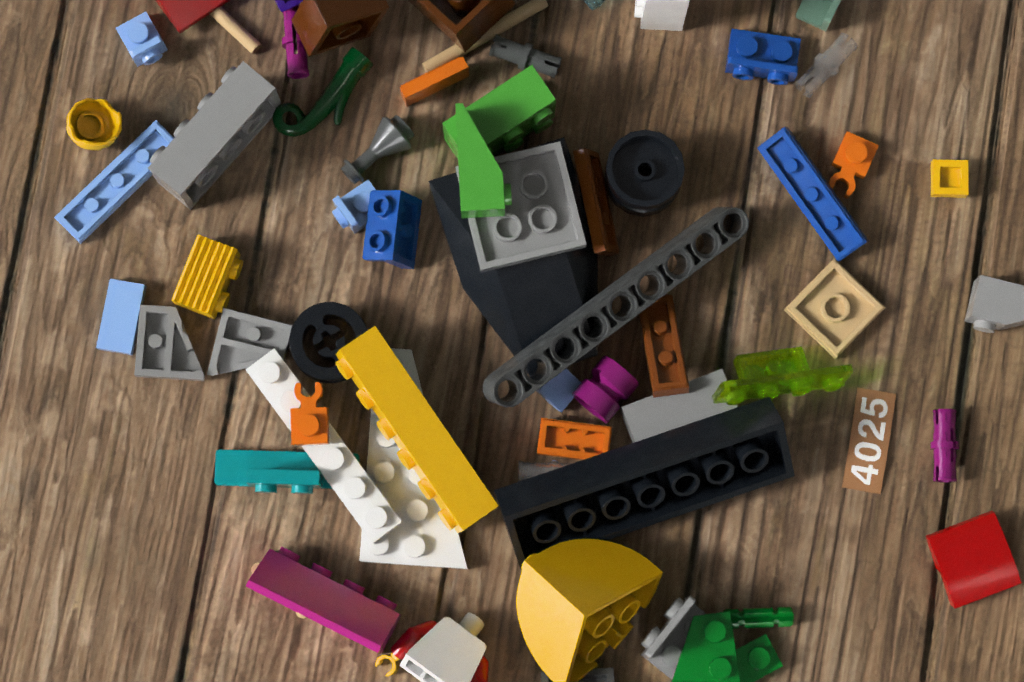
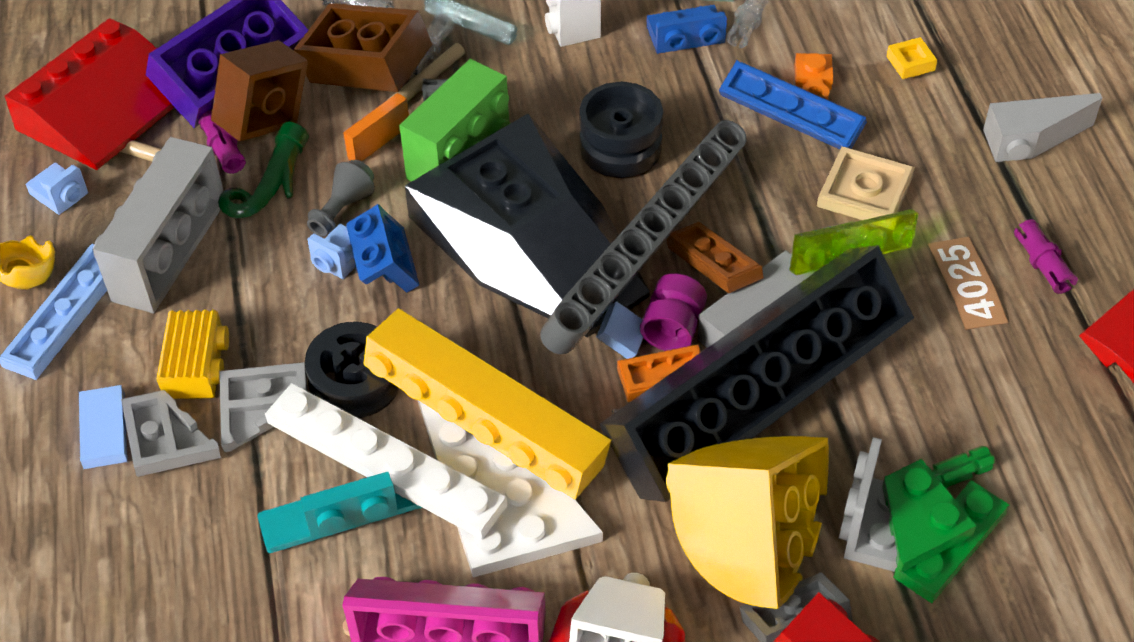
camera: 20 degrees left, 30 degrees down
(309, 422) = (357, 426): orange plate -> none
(479, 173) = (454, 138): bright green slope -> none
(541, 215) = (510, 169): light grey plate -> none
(596, 202) = (586, 171): dark orange tile -> none

